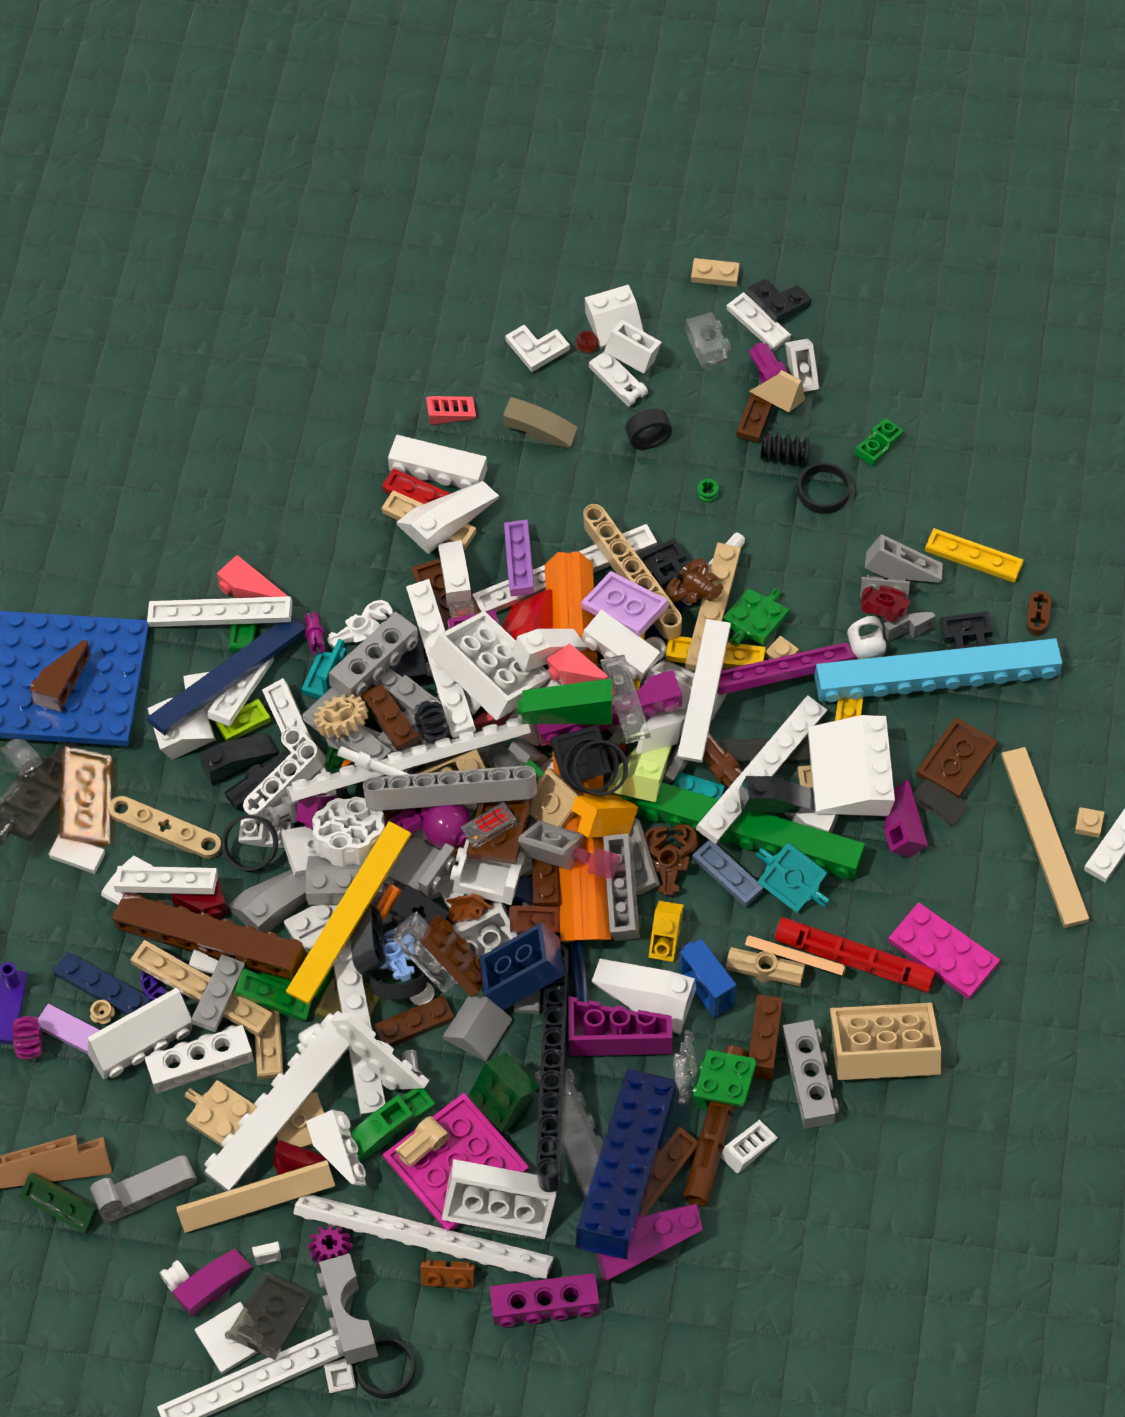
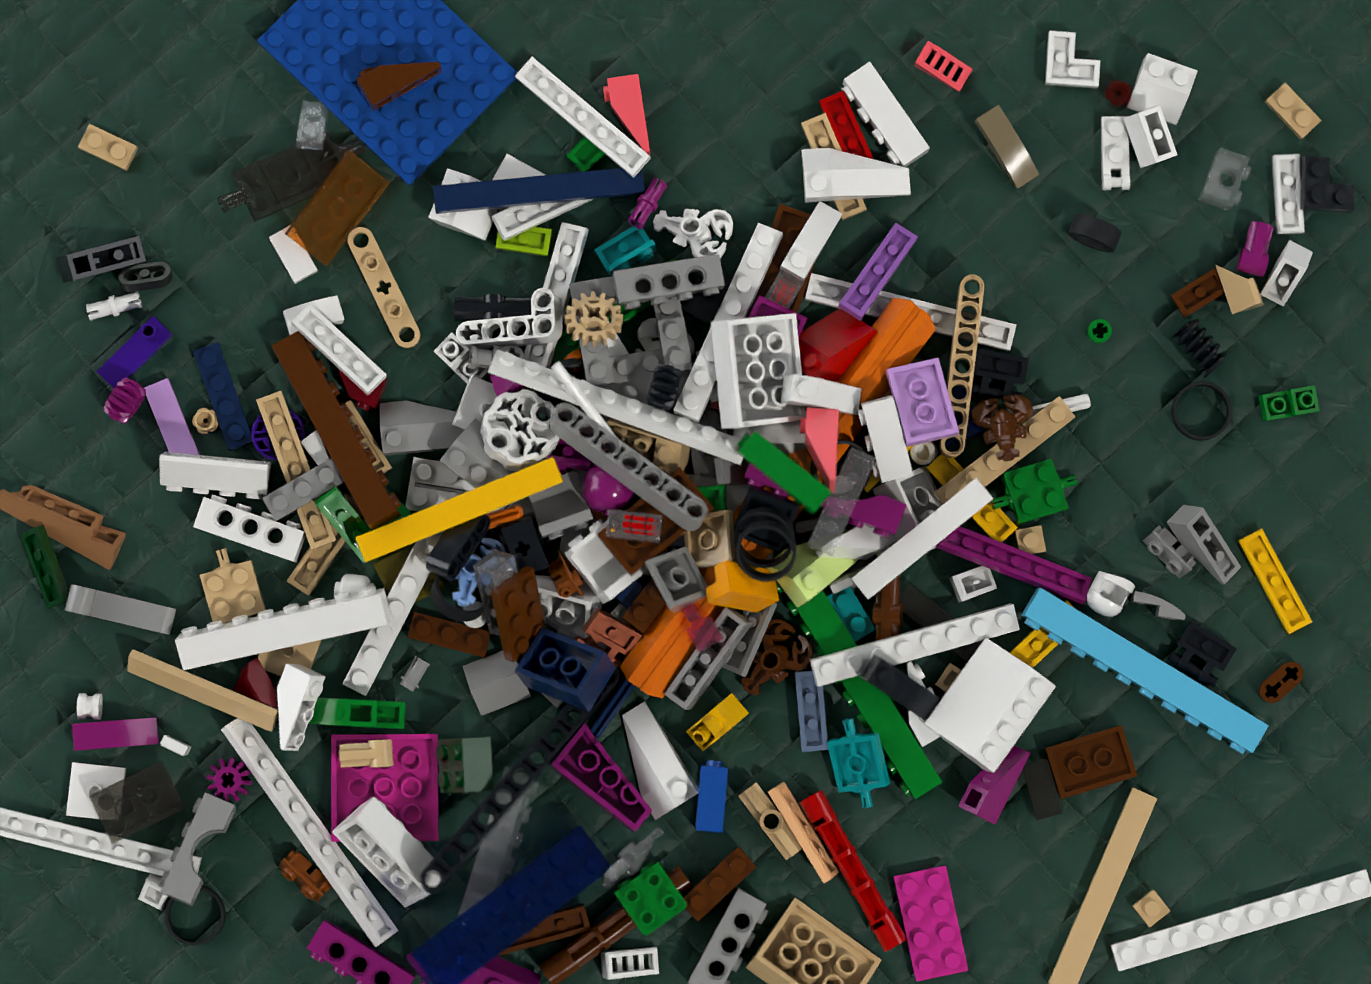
camera: 35 degrees right, 25 degrees up
(225, 845) = (417, 375): black tyre -> none
(235, 757) = (493, 270): black slope -> none
(377, 1054) = (383, 657): white wing -> none
(390, 717) = (637, 349): reddish brown plate -> none
(764, 708) = (972, 583): none -> white slope
(884, 602) = (1138, 575): dark red plate -> none

